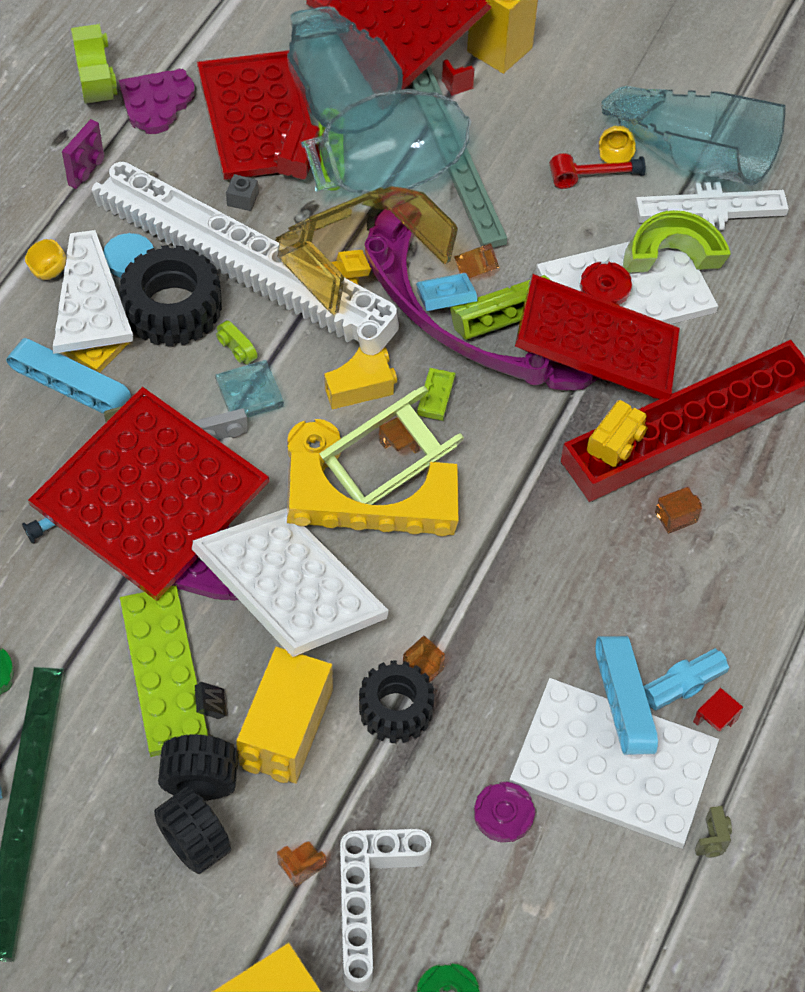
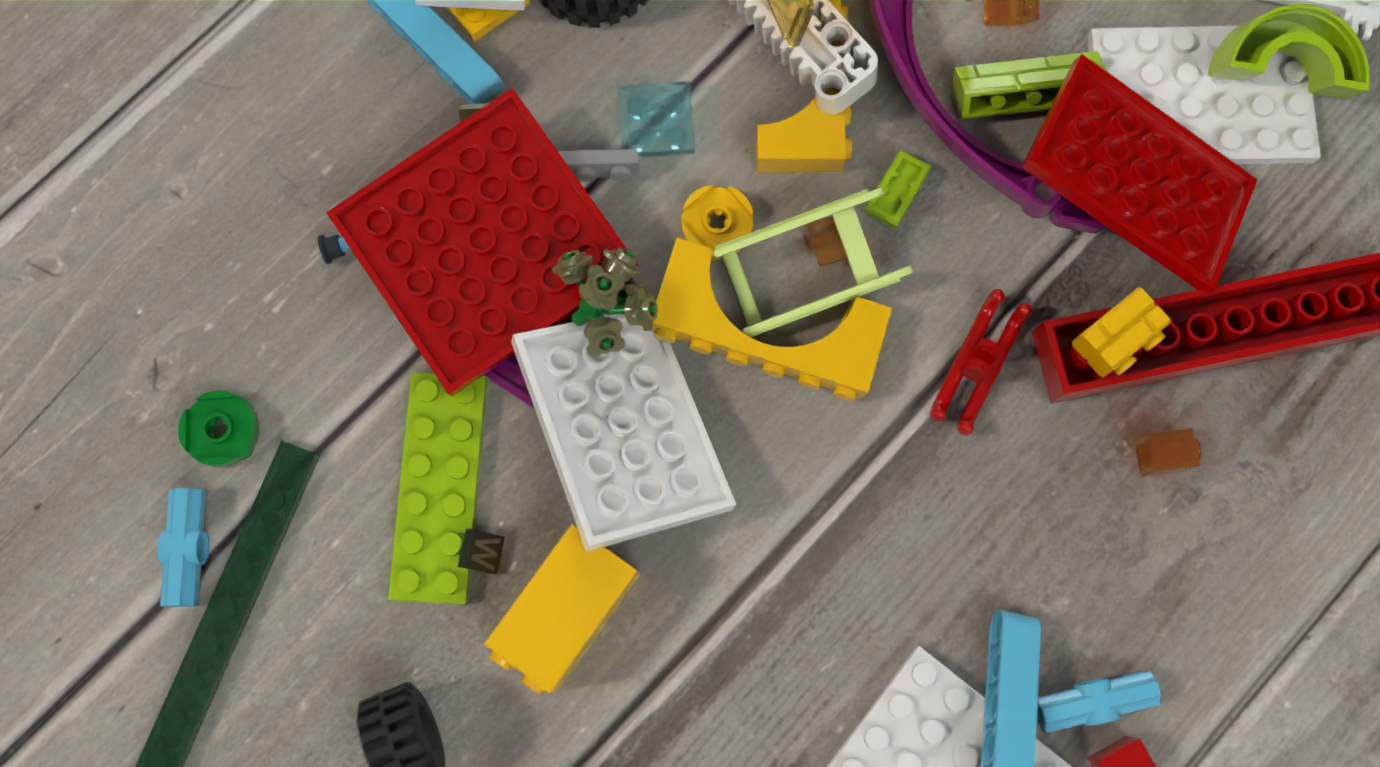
camera: 20 degrees right, 20 degrees up
(198, 763) = (432, 655): black tyre -> none
(237, 342) = (663, 55): lime plate -> none
(251, 484) = (607, 295): none -> olive plant
(399, 680) = (745, 616): black tyre -> none
(426, 656) = (763, 578): clear orange panel -> none
(446, 291) = (956, 42): medium azure plate -> none
(530, 485) = (979, 361): none -> red piece
(612, 276) = (1188, 76): red plate -> none

